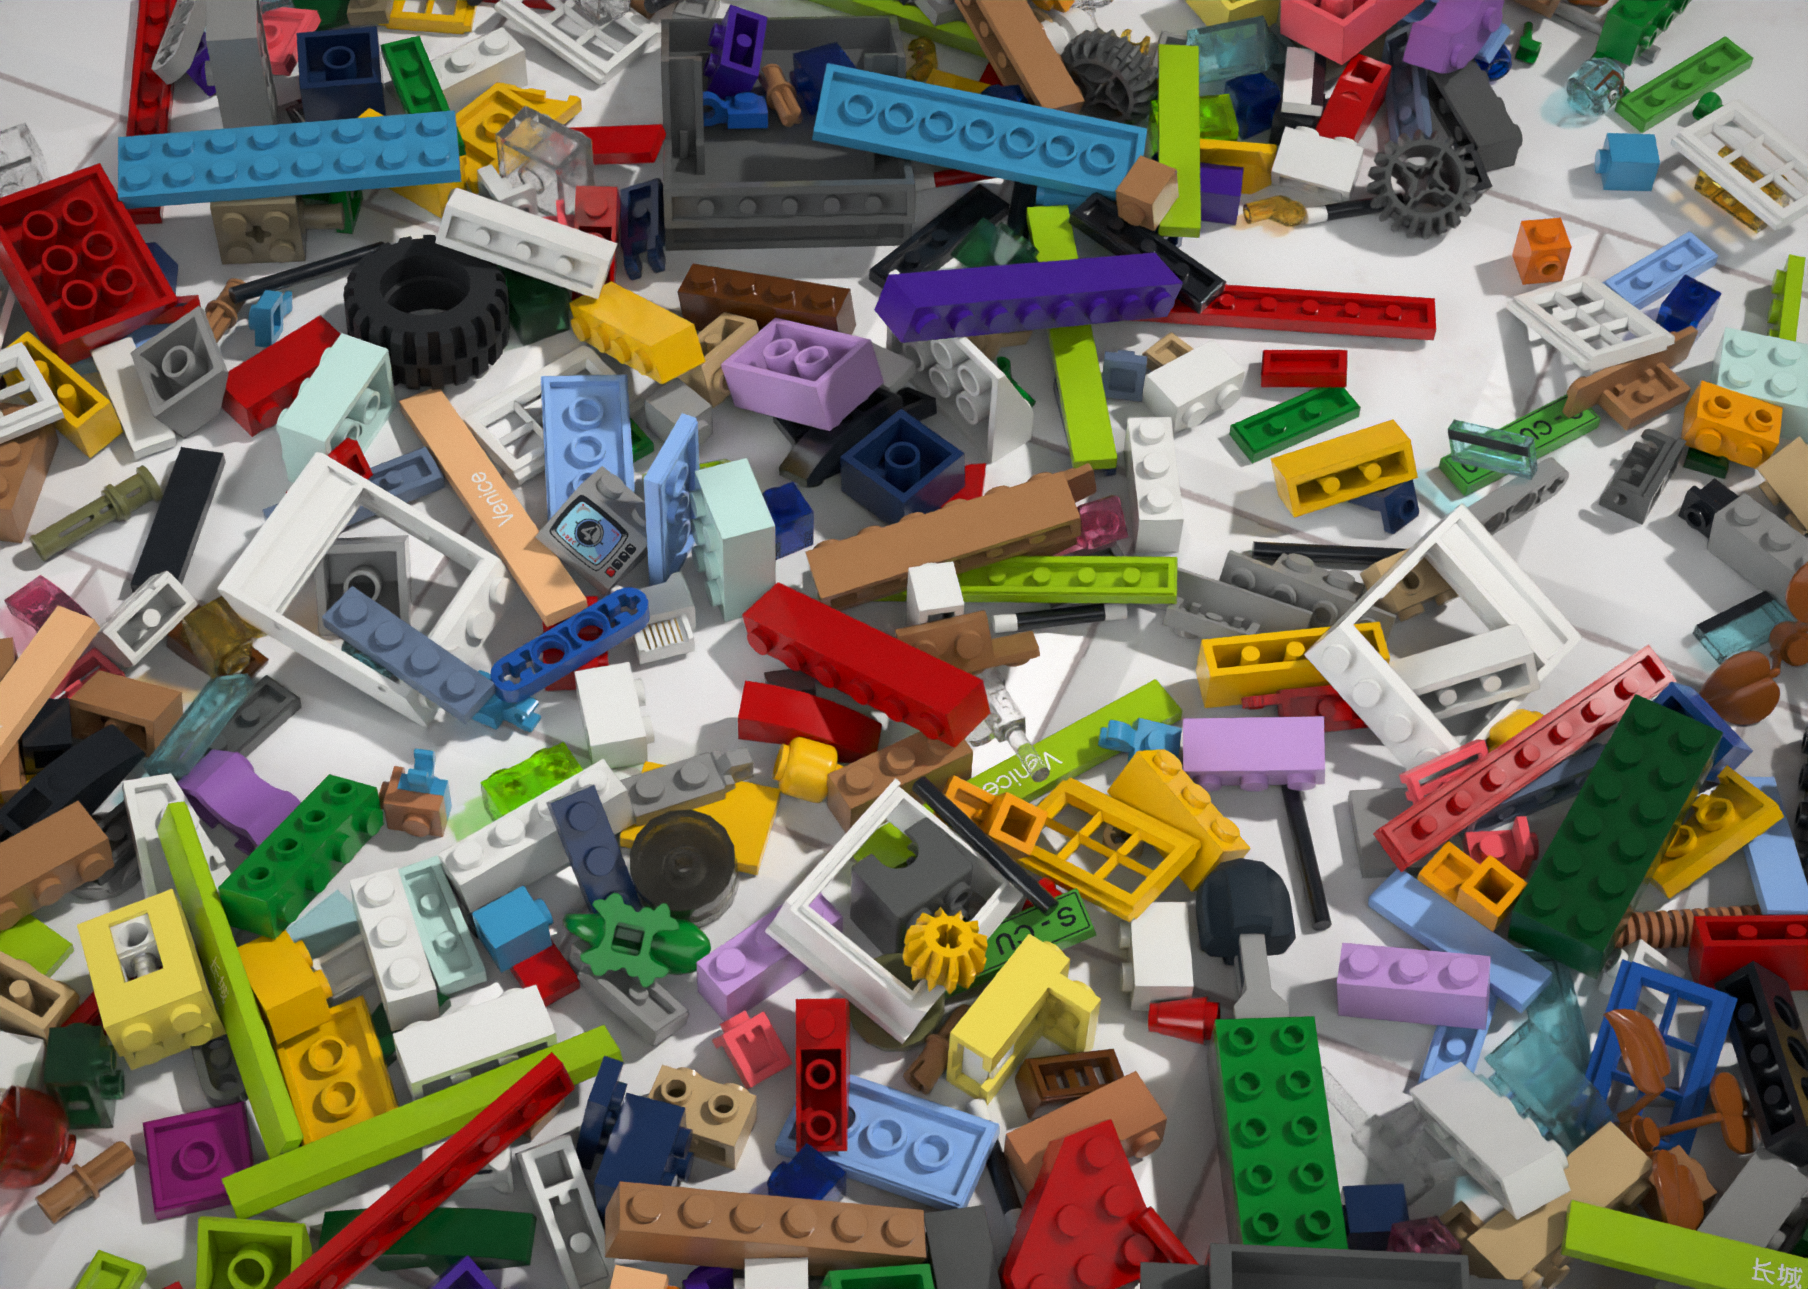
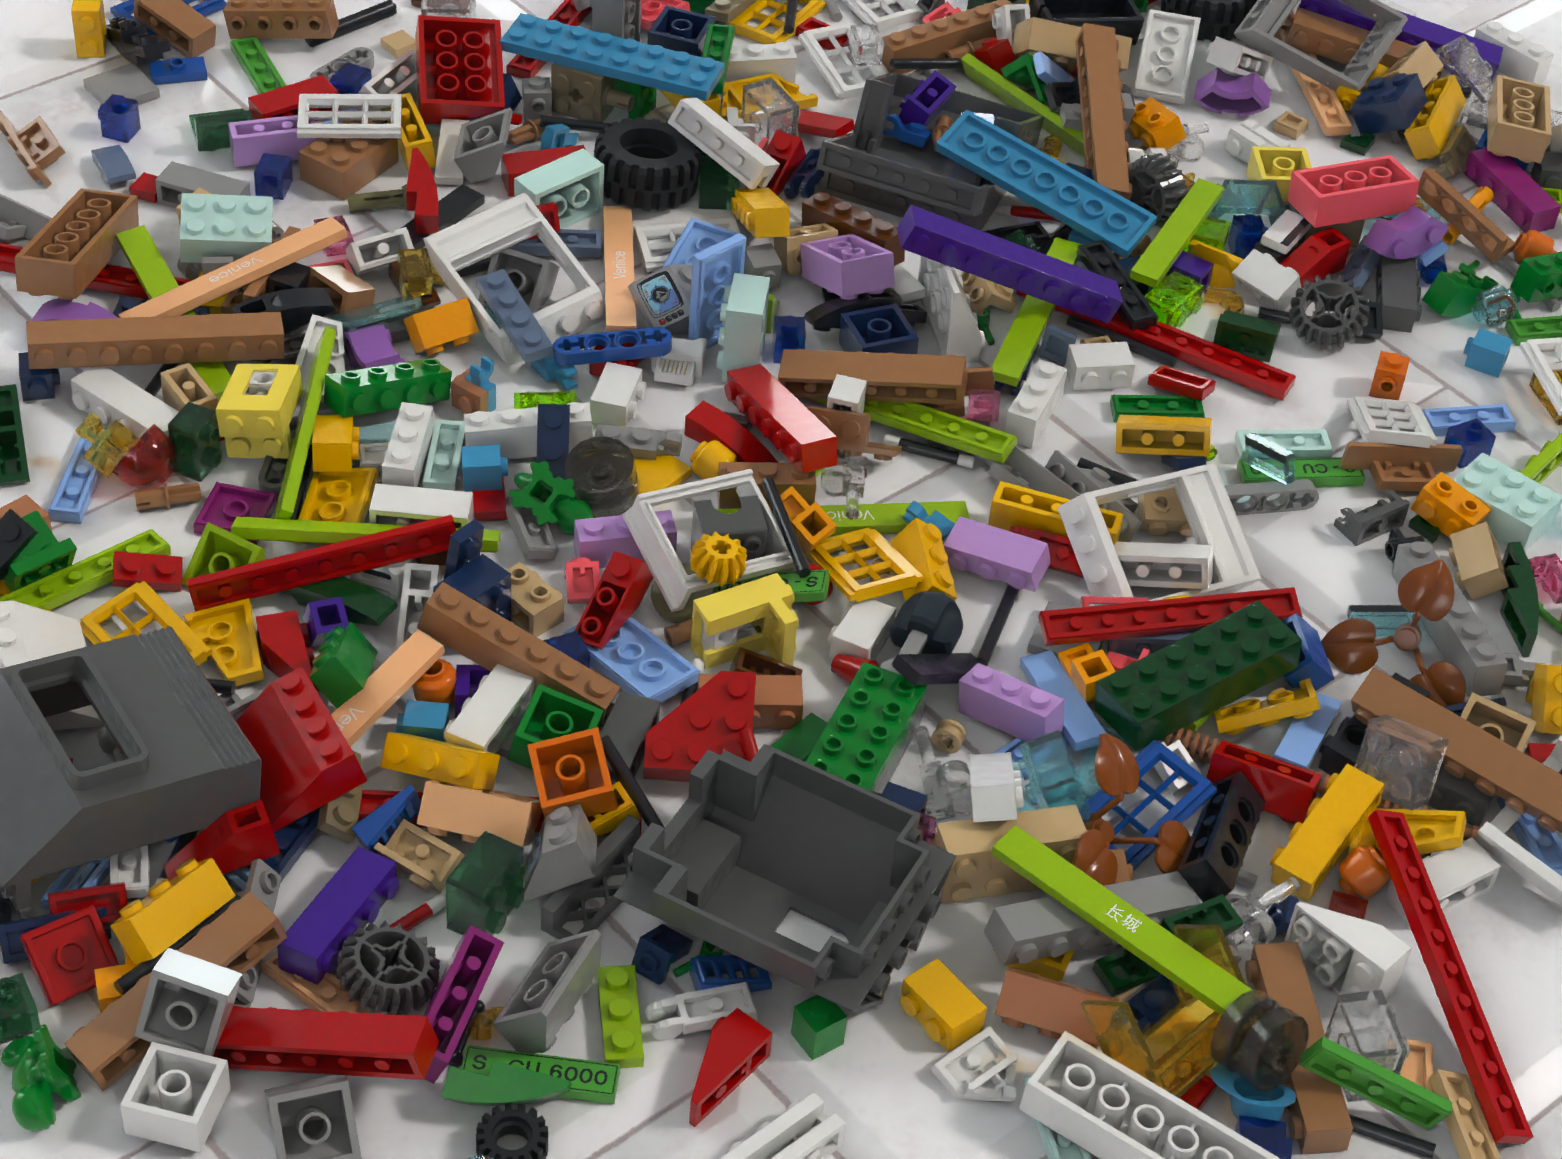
camera: 25 degrees right, 10 degrees down
(150, 498) = (422, 195): none -> red slope
(200, 258) = (536, 97): none -> light grey brick
(307, 710) = (441, 326): none -> light orange brick
(1147, 193) = (1130, 246): medium nougat brick -> none
(1183, 1167) = (802, 737): none -> green tile
(1192, 331) = (1134, 346): none -> black bar
(1223, 240) = (1175, 299): none -> clear neon green brick
(1306, 976) = (934, 668): none -> black tile
(1338, 257) = (1247, 335): none -> dark green bracket
(1358, 1066) = (954, 730): none -> tan bush
(1483, 405) = (1300, 442): none -> light aqua plate
(1544, 85) = (1455, 293): none -> green slope

